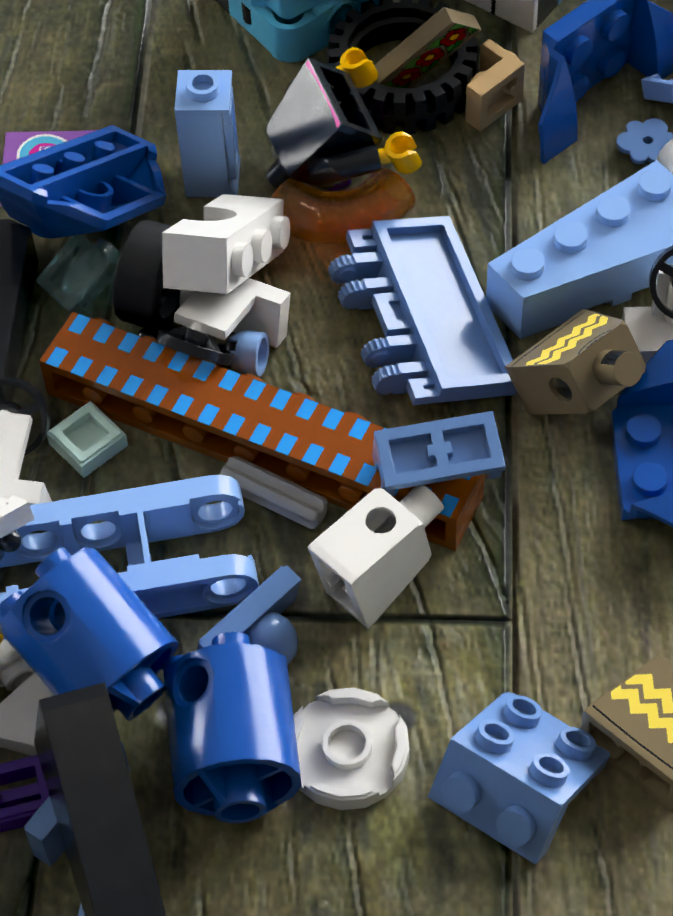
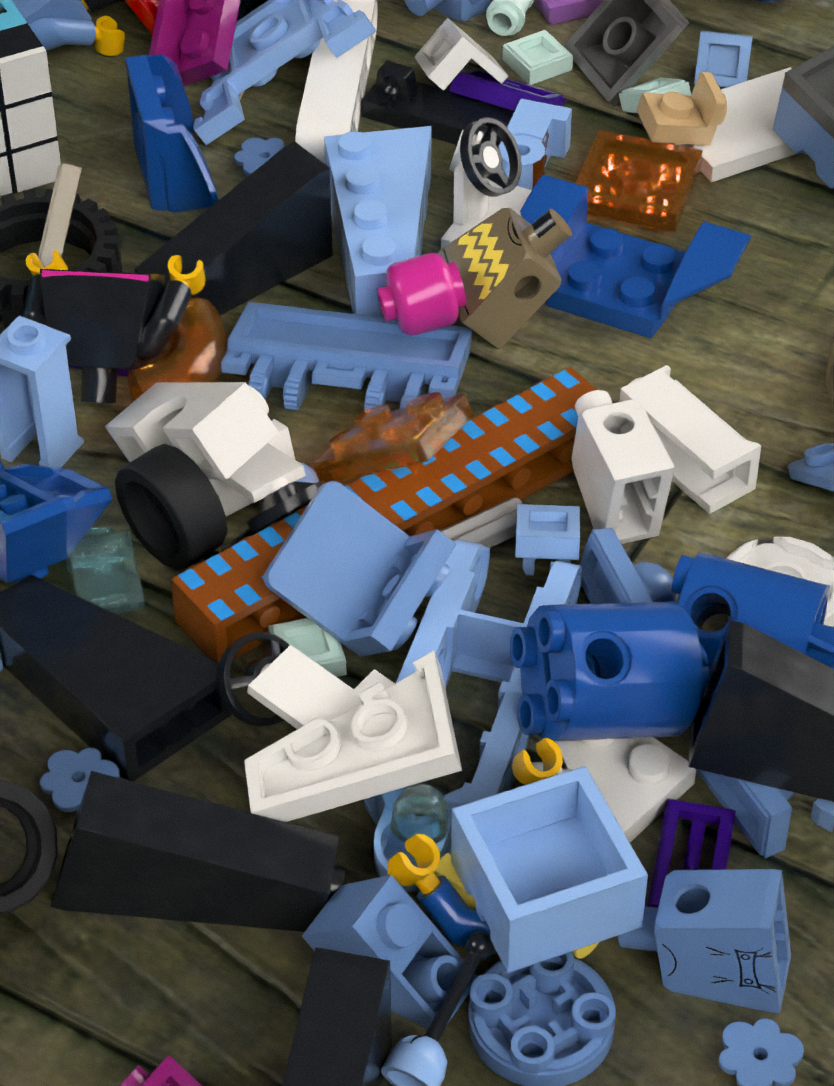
camera: 65 degrees left, 10 degrees down
(138, 420) = (357, 571): none -> medium blue bracket
(280, 536) = (547, 534): none -> light blue tile
(316, 381) = (393, 439): none -> clear orange plate
(438, 451) = (563, 372): medium blue hinge -> none
(476, 595) = (708, 455): none -> white window
(495, 87) = (124, 203): tan bracket -> none
(499, 174) = (257, 232): none -> black slope
(500, 319) = (422, 294): none -> dark pink head

